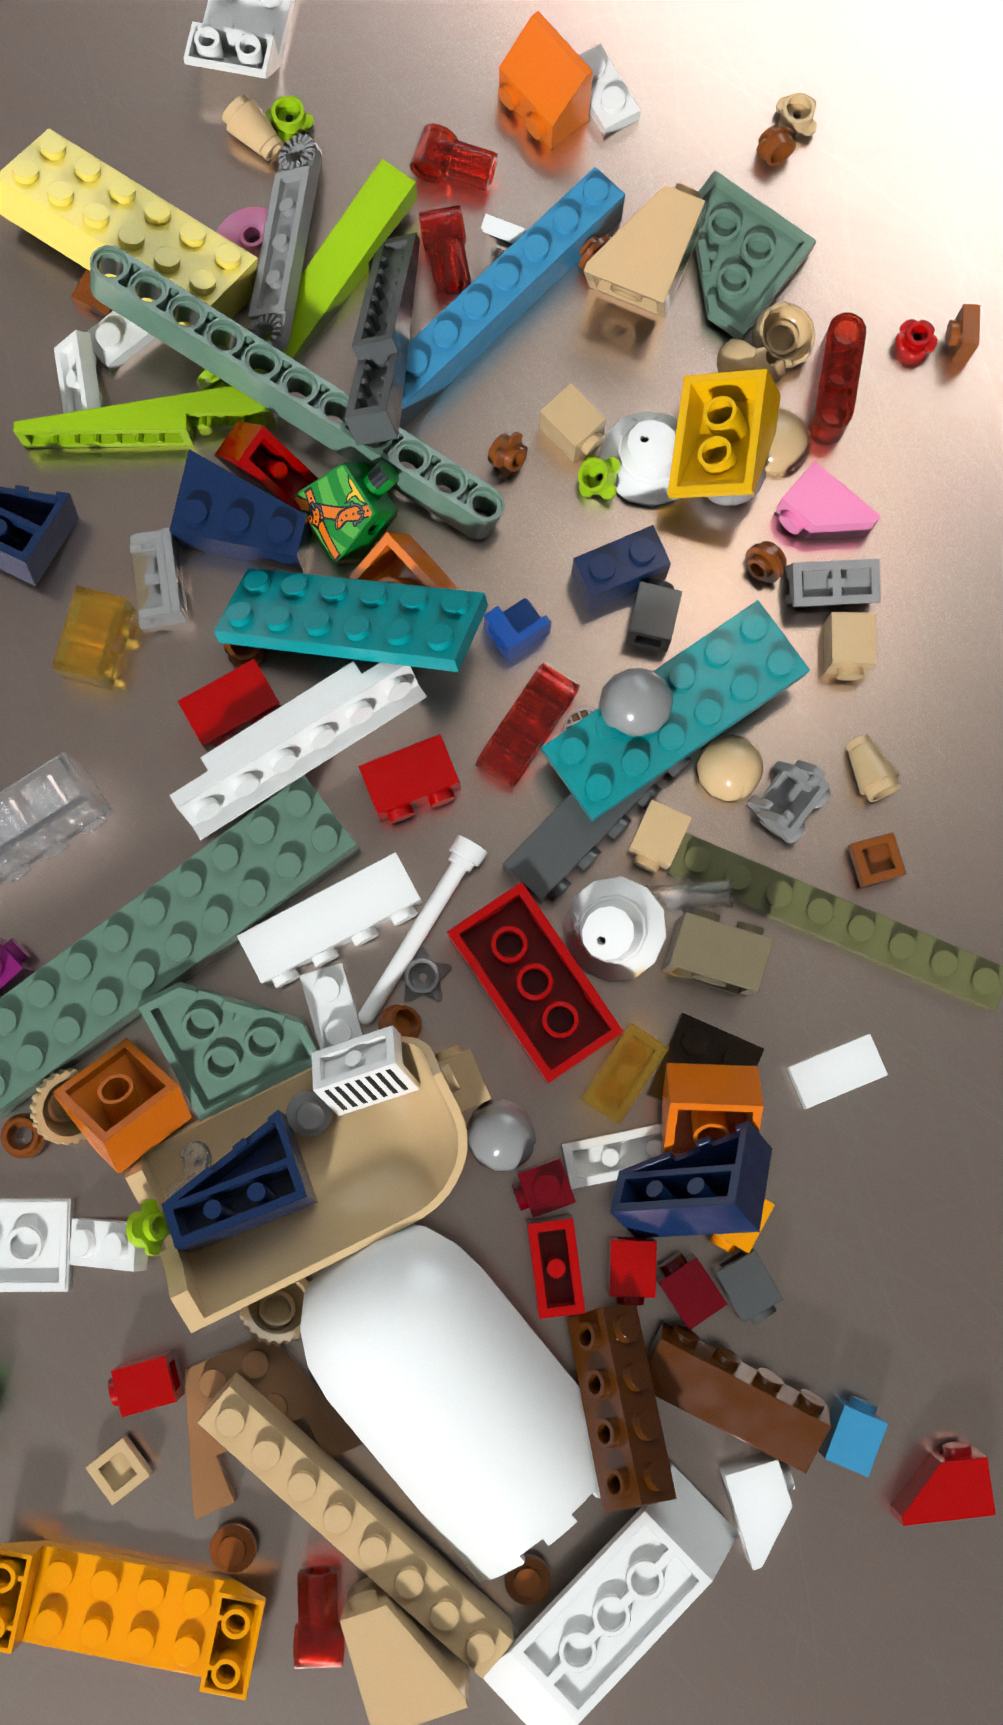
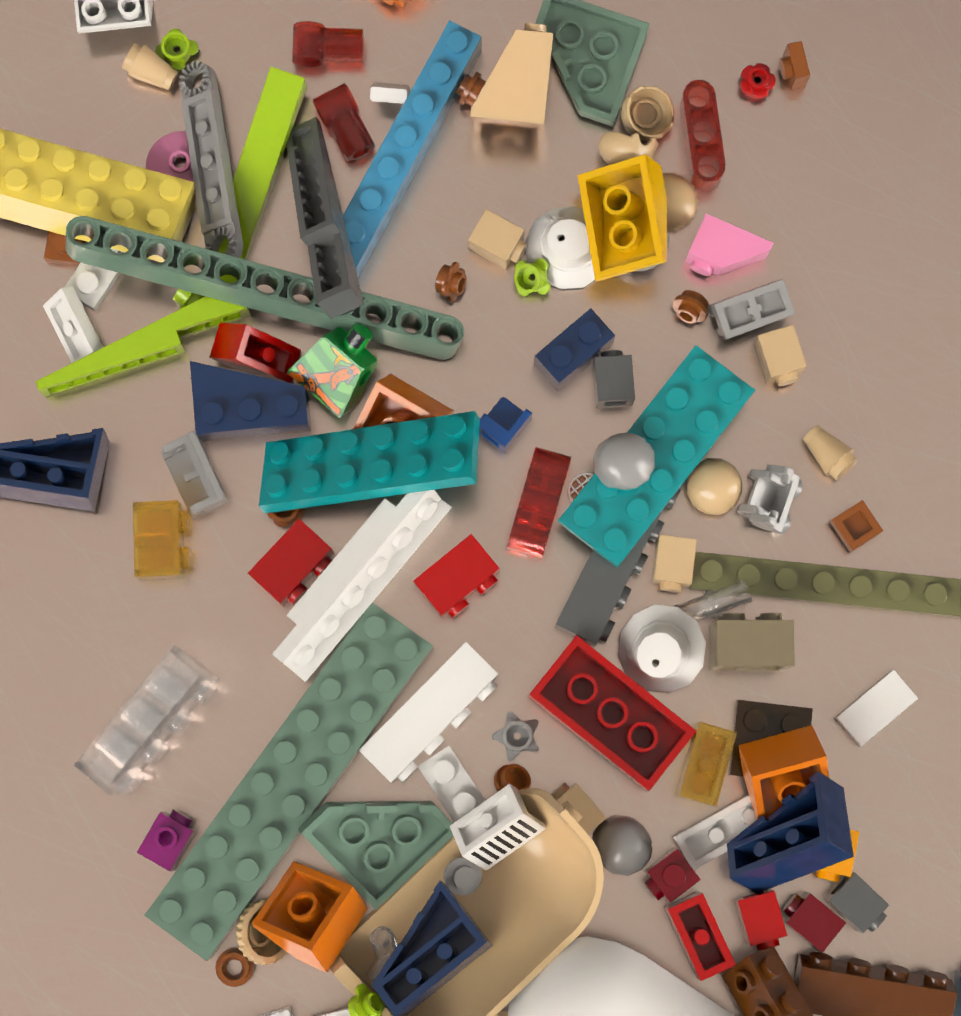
camera: 15 degrees left, 0 degrees up
(463, 858) = (521, 627): white piece -> none

